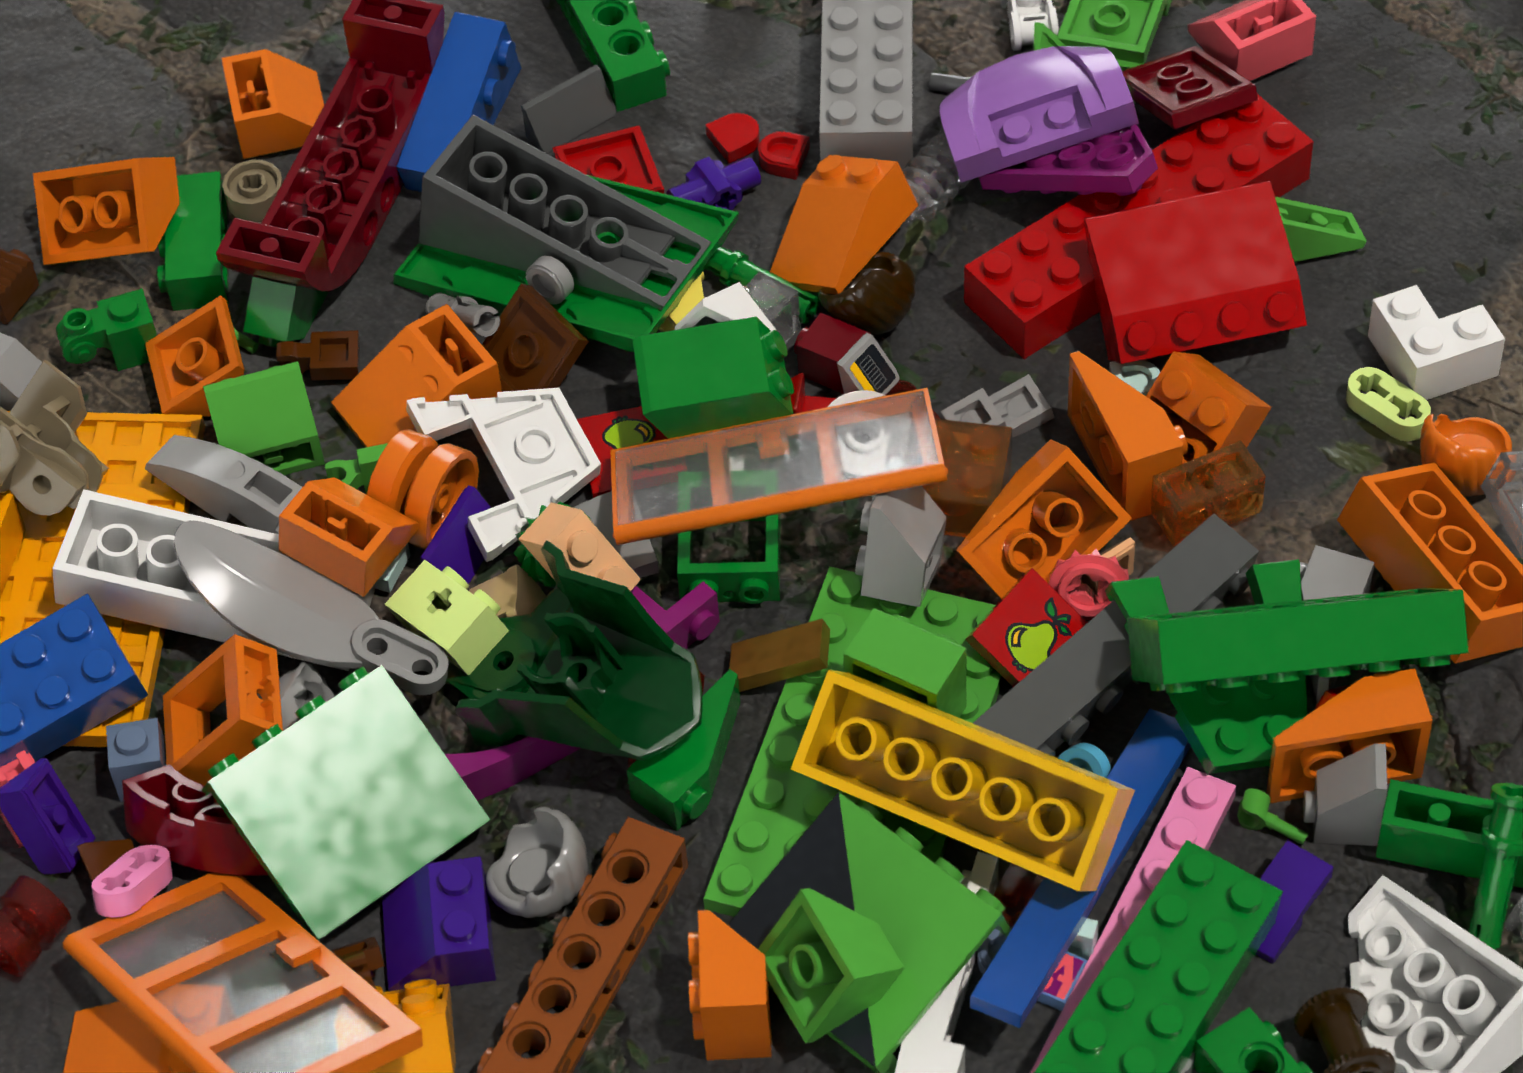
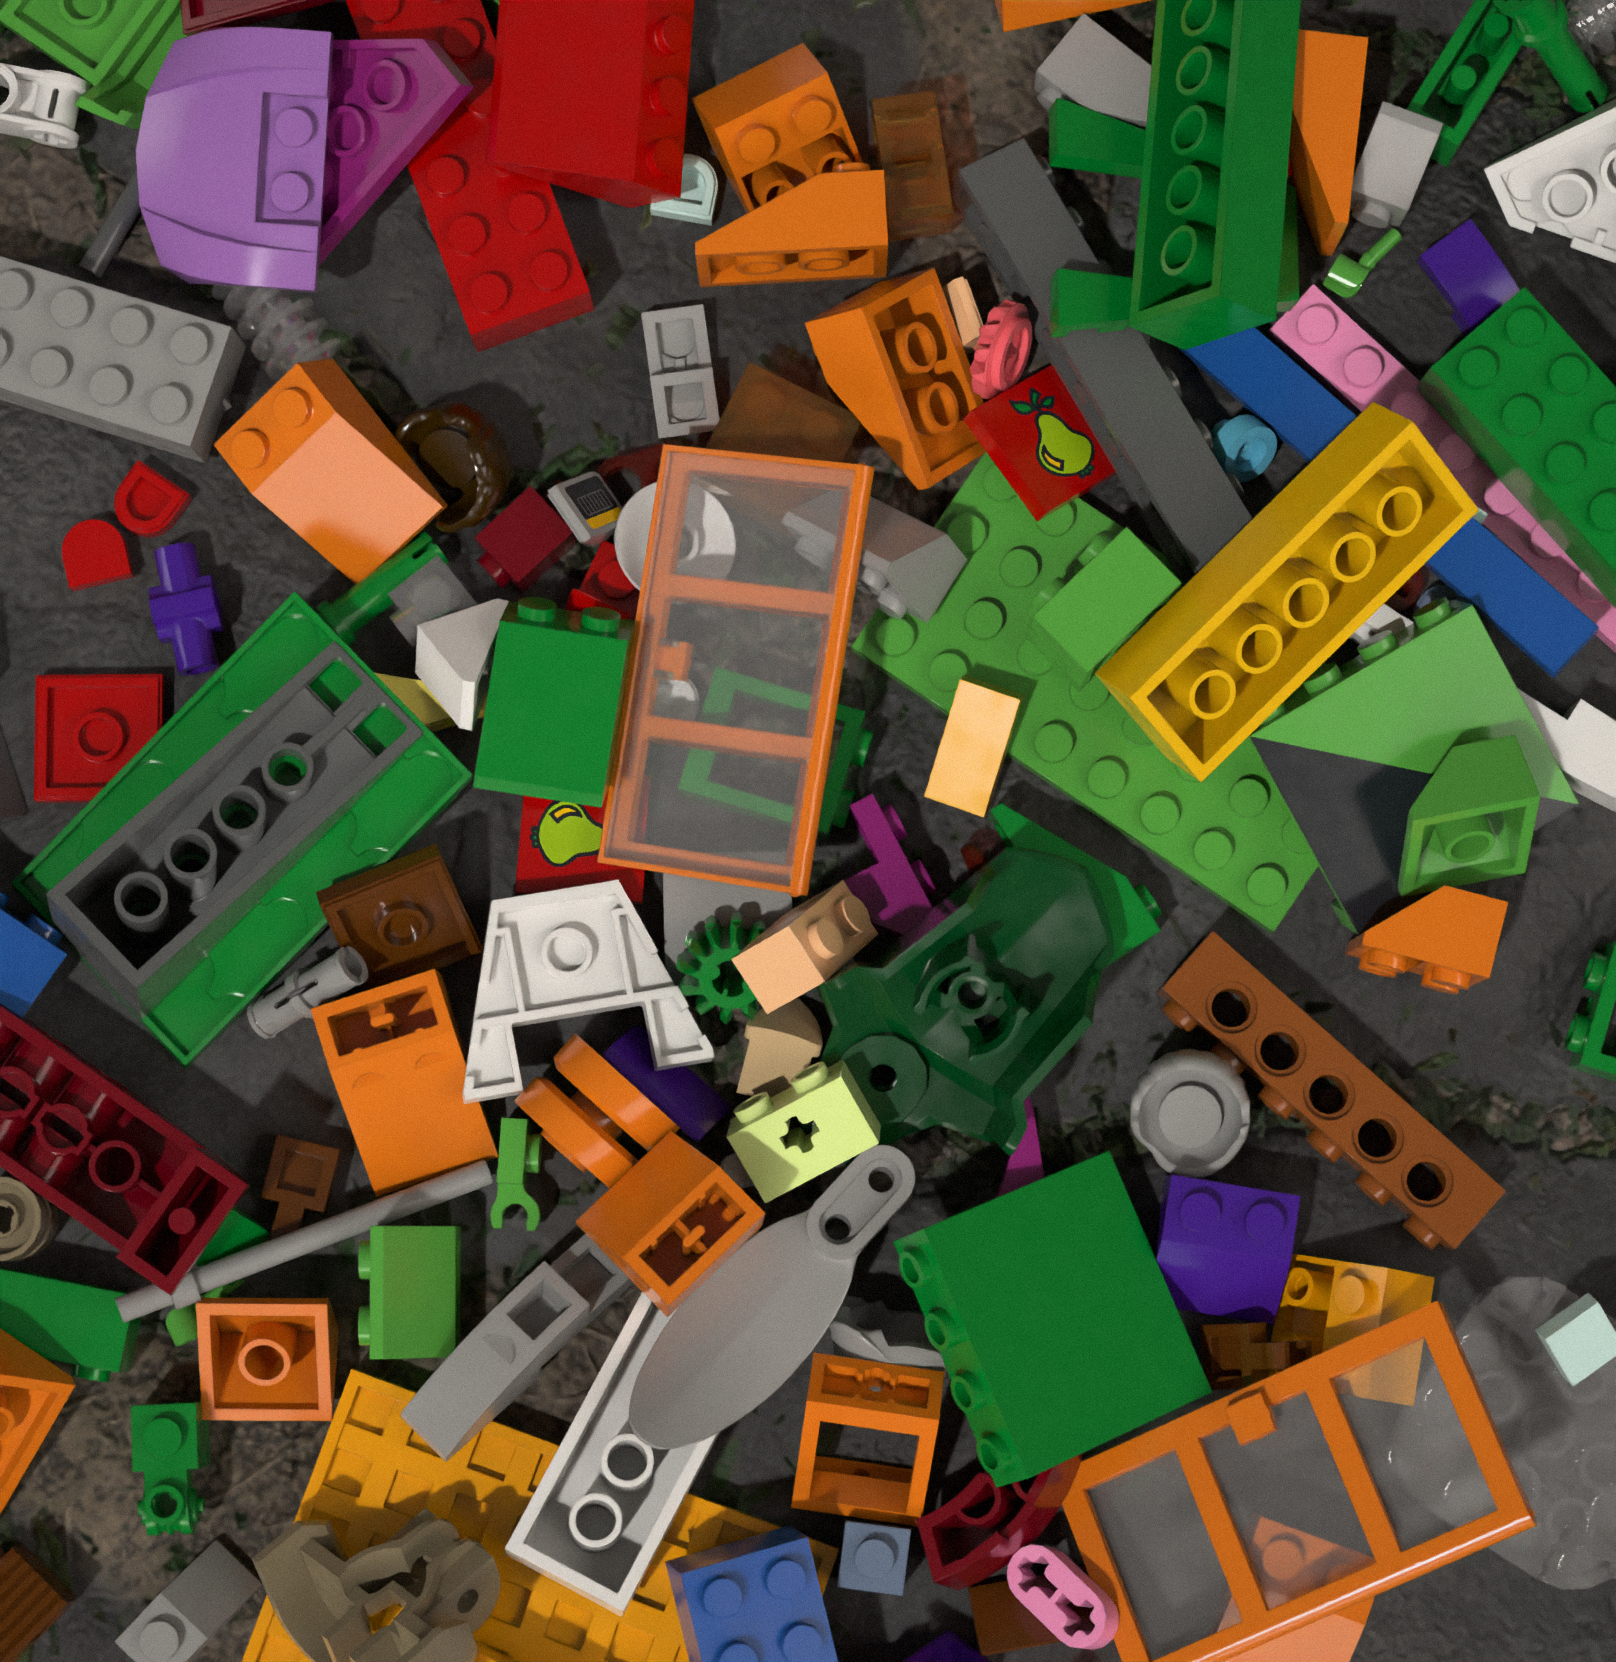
camera: 75 degrees left, 30 degrees up
(234, 291) = (305, 1240): none -> light grey bar
(550, 279) = (321, 865): light grey tile -> none

